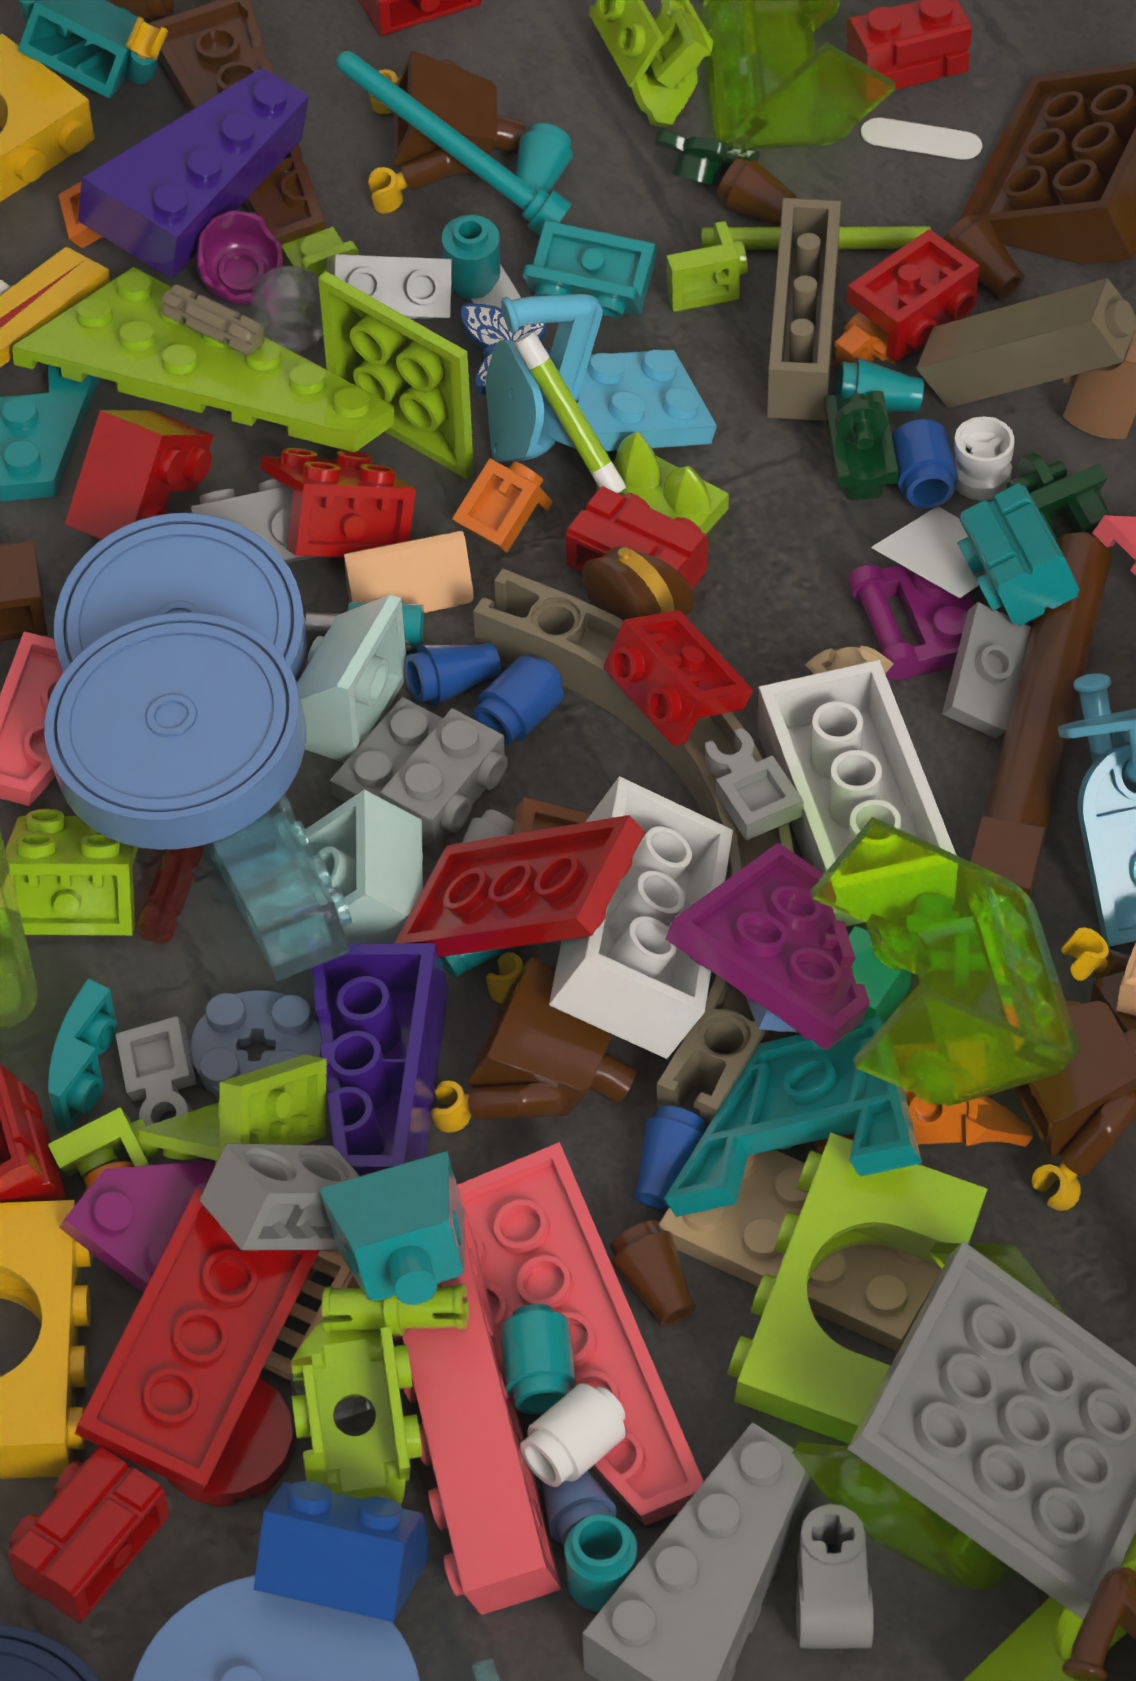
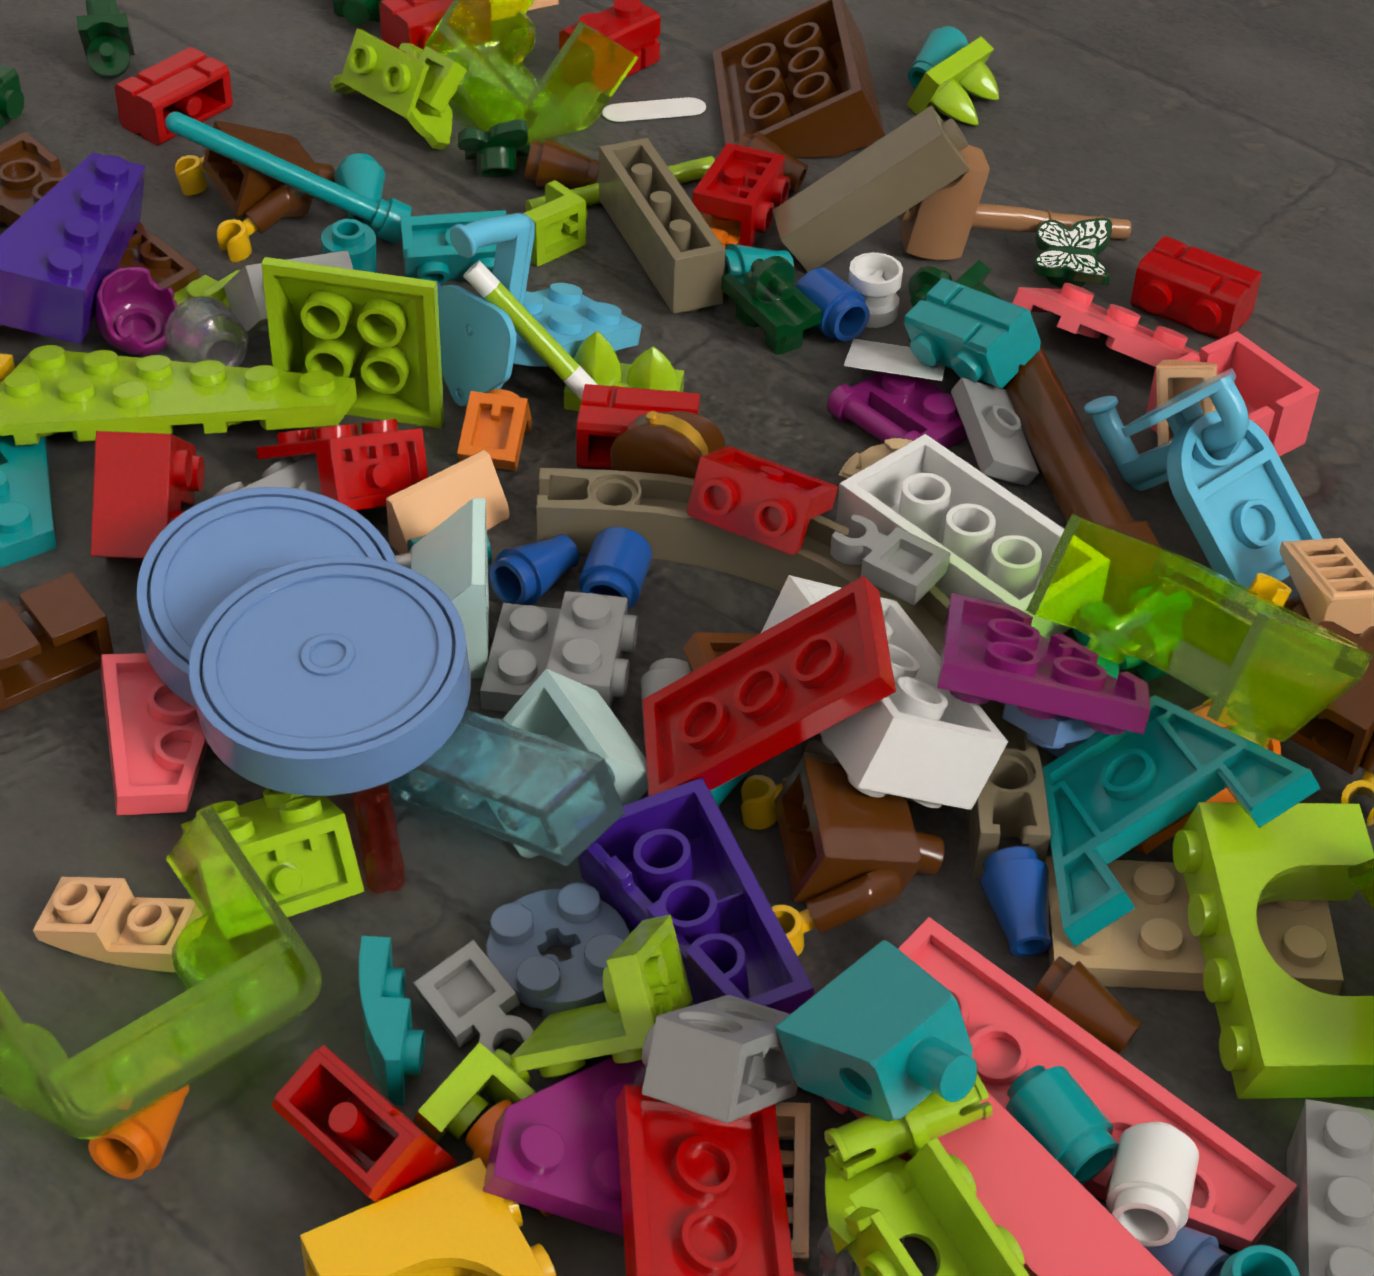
camera: 30 degrees left, 10 degrees down
(213, 319) = (147, 353): dark tan axle -> none

